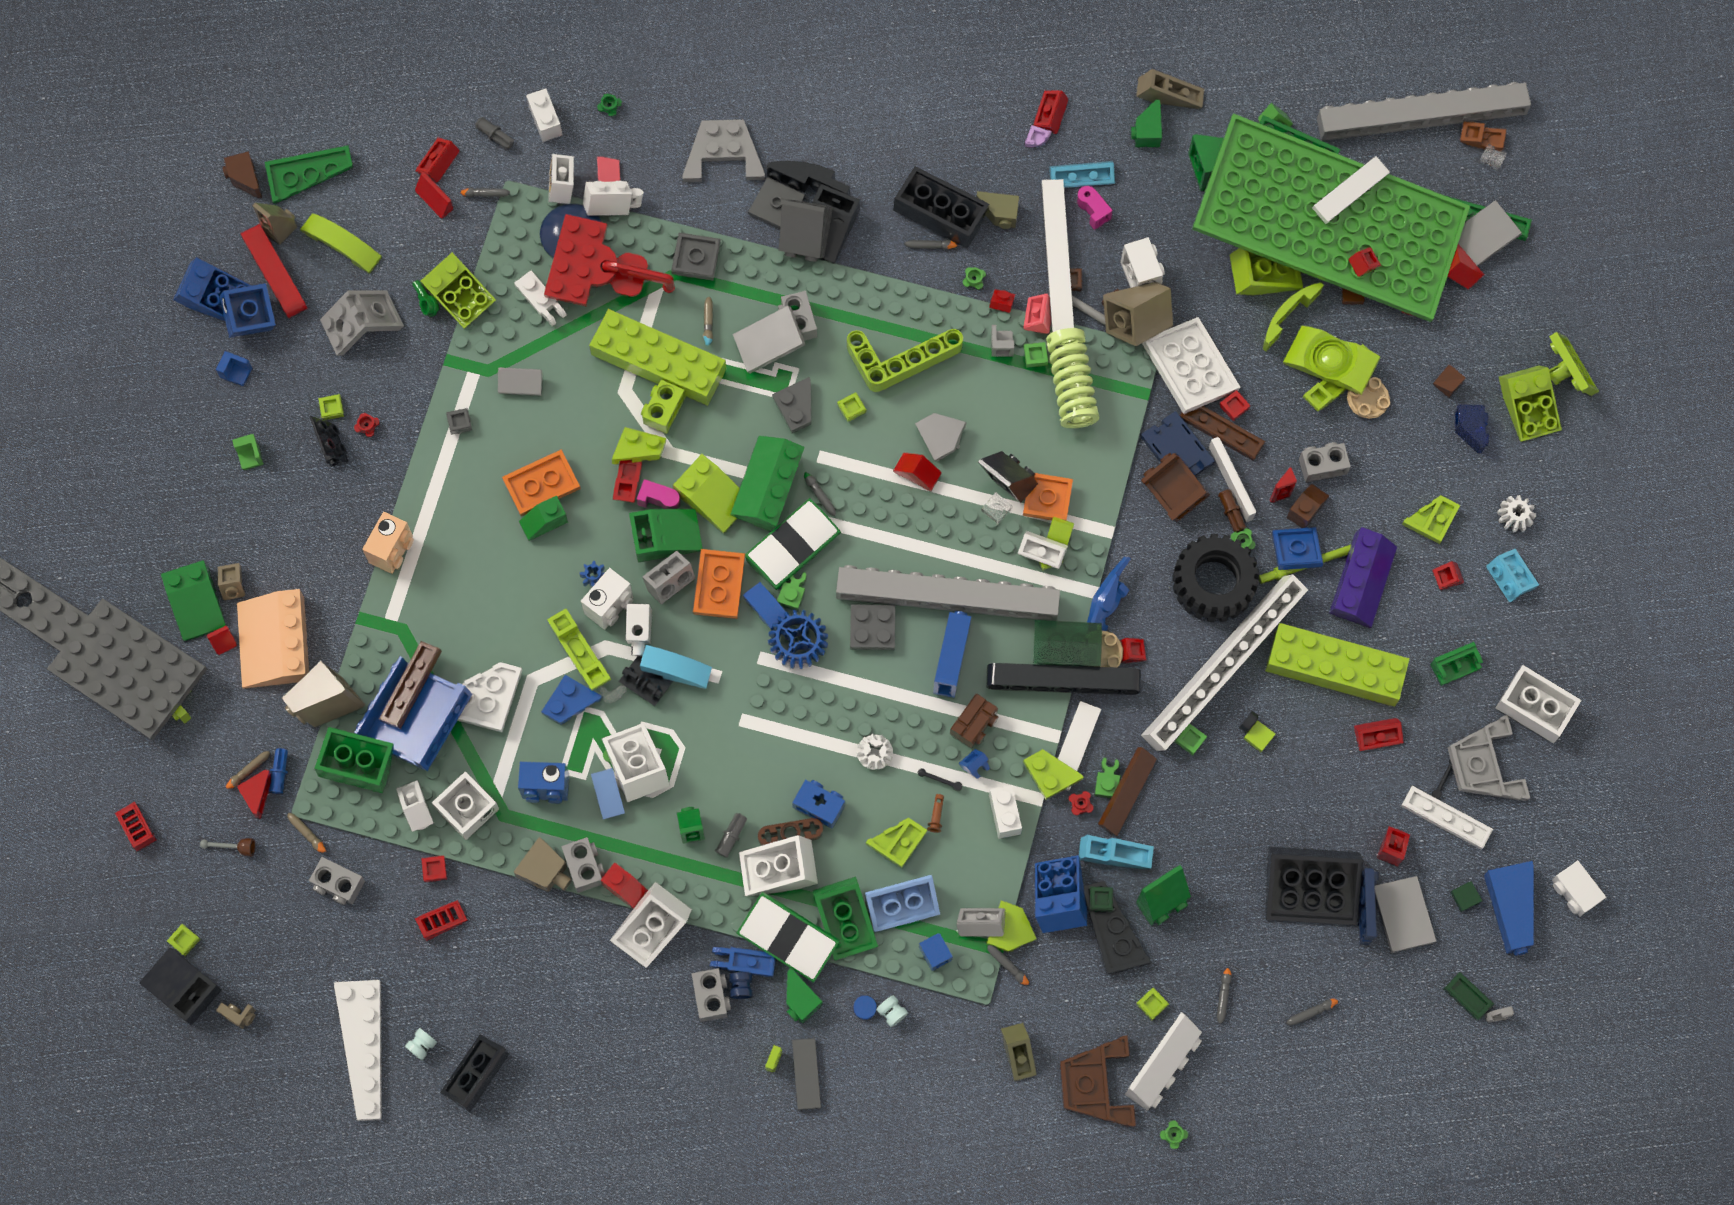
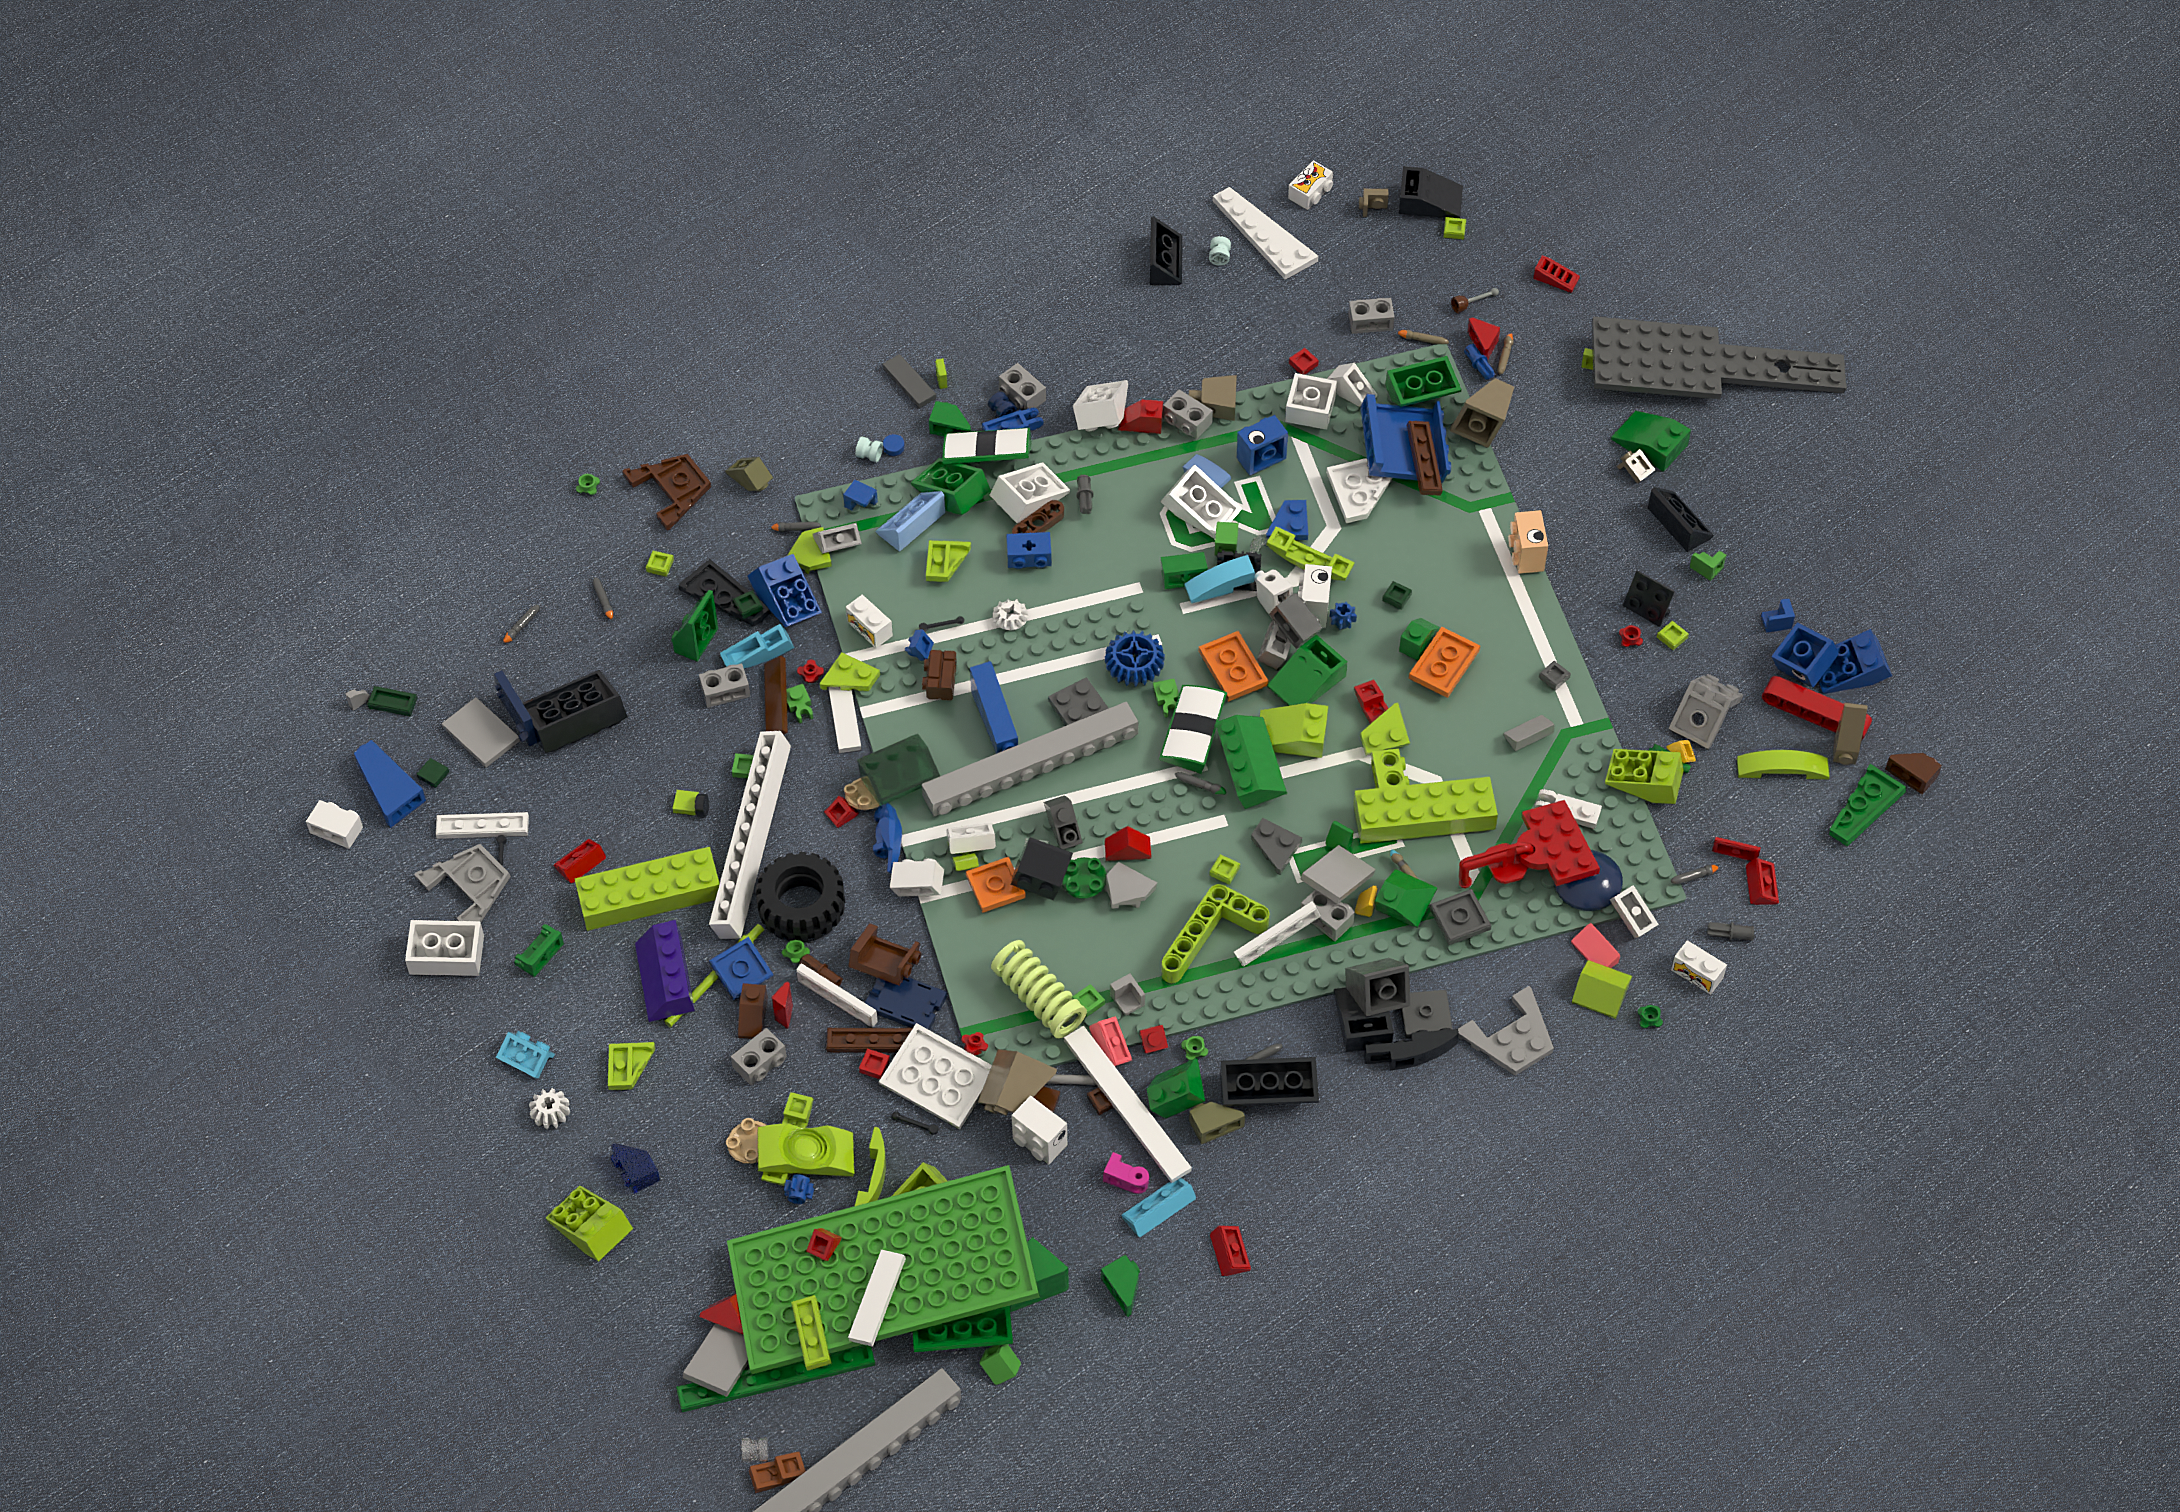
camera: 150 degrees right, 15 degrees down
(222, 640) = (1605, 424): red slope -> none
(236, 507) = (1678, 519): none -> black slope
(273, 639) = (1562, 445): light nougat slope -> none
(280, 1070) = (1310, 185): none -> white brick
(411, 297) = (1684, 748): none -> yellow slope
(438, 913) = (1277, 322): red slope -> none
(531, 573) = (1397, 595): none -> dark green tile
(610, 198) = (1576, 921): white brick -> none
(627, 144) = (1601, 989): none -> lime slope
(639, 709) = (1226, 537): none -> bright green panel
(646, 569) = (1296, 620): none -> dark grey brick
(658, 495) = (1339, 703): dark pink leg -> none
(690, 825) = (1121, 477): green slope -> none
(696, 702) = (1182, 568): none -> green hinge
(729, 295) = (1405, 898): none -> green slope
(742, 377) = (1340, 836): none -> green slope
(759, 309) = (1366, 902): none -> yellow slope
(764, 604) = (1182, 669): blue slope -> none
(854, 313) = (1277, 933): none -> white tile
(935, 824) = (922, 587): dark orange piece -> none
(957, 520) = (1063, 821): none -> dark grey slope
(965, 463) = (1084, 877): none -> green dish
(1014, 243) = (1176, 1089): none -> green slope
(1037, 137) = (1227, 1216): lavender tile -> none
(1063, 678) = (844, 765): black beam -> none
(1109, 539) = (916, 878): none -> white brick
(1148, 376) = (974, 1043): none -> red plate
(1163, 1063) = (624, 520): white slope -> none
(1166, 824) = (725, 689): none -> light grey brick
(1169, 90) = (1125, 1331): dark tan slope -> none
(1218, 332) = (933, 1129): none -> black hinge
(1353, 332) = (798, 1189): none -> blue gear
(1393, 846) = (517, 772): red slope -> none
(1412, 198) = (811, 1332): none -> lime tile
(1448, 575) = (585, 1026): red slope -> none
(1449, 381) = (679, 1200): reddish brown slope -> none
(1570, 366) = (563, 1271): lime plate -> none

